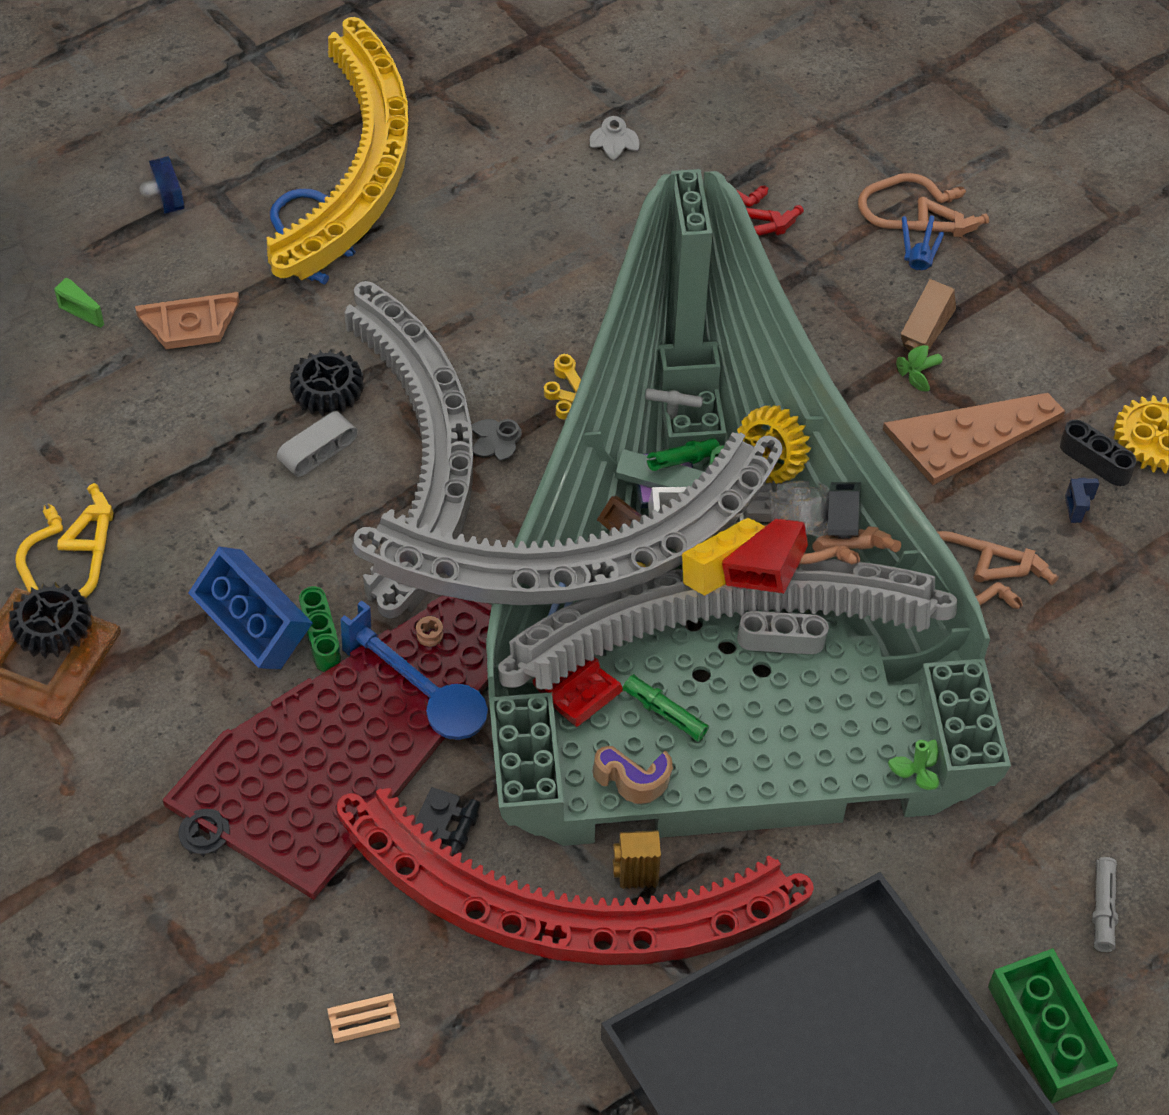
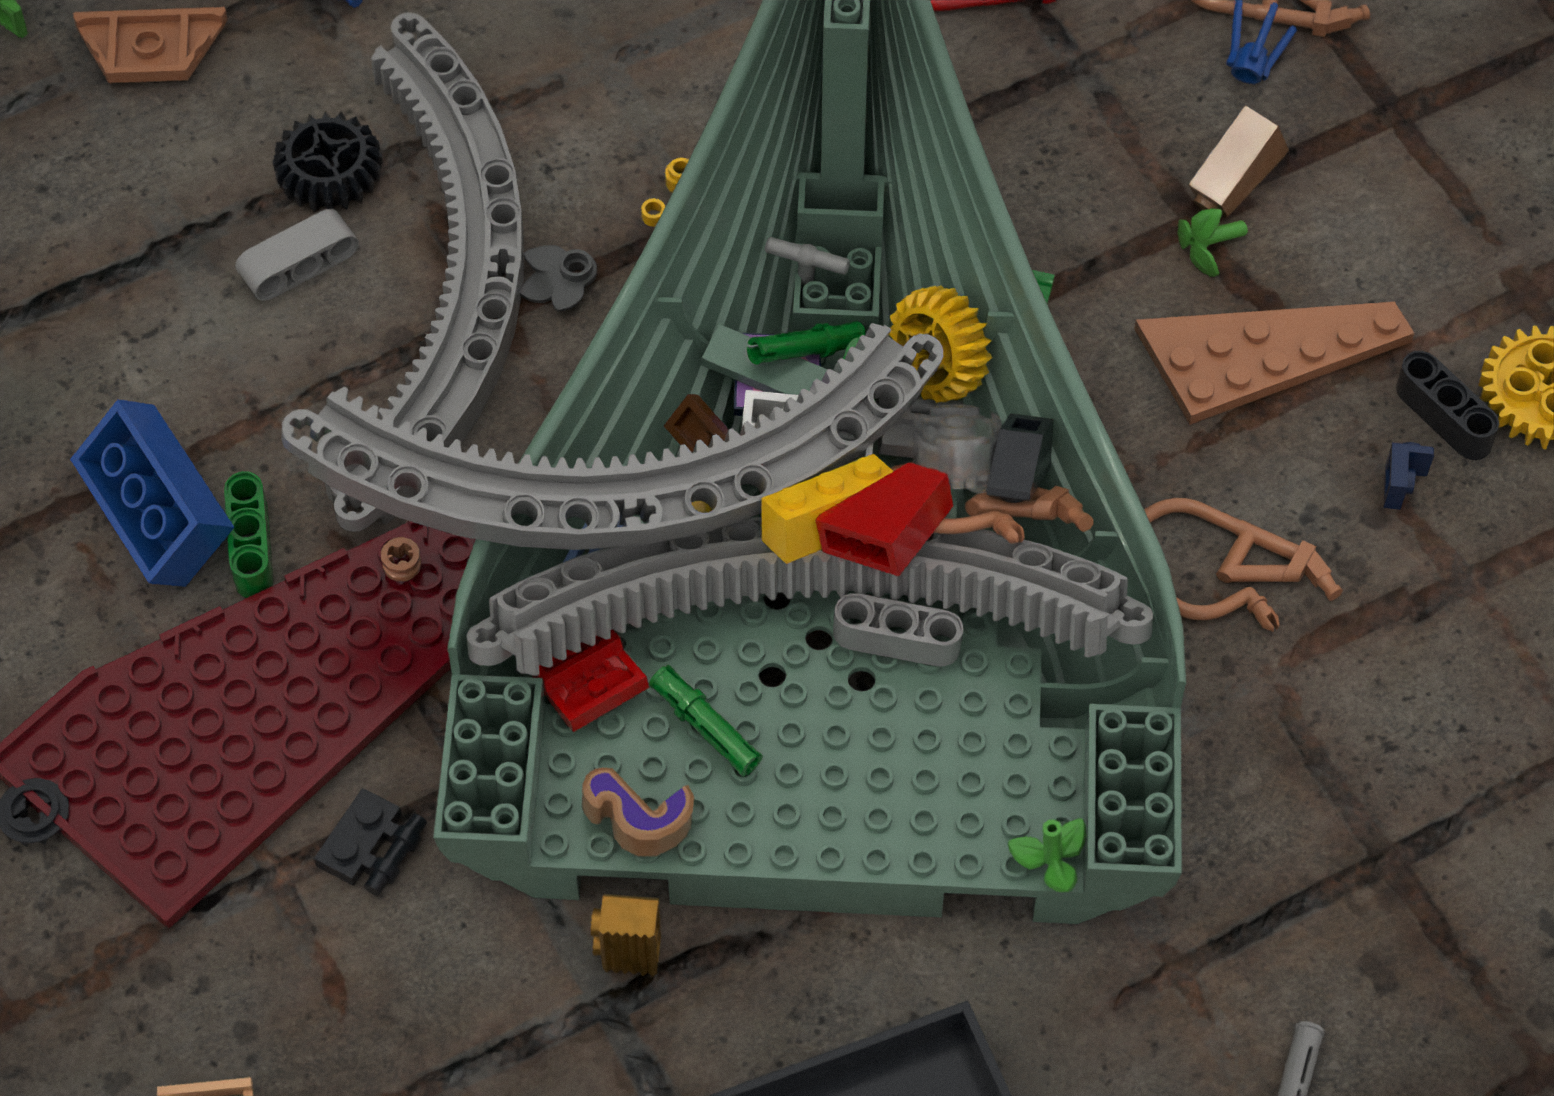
camera: 10 degrees right, 5 degrees up
(452, 711) = (411, 677): blue piece -> none
(671, 928) = (659, 1039): red gear -> none

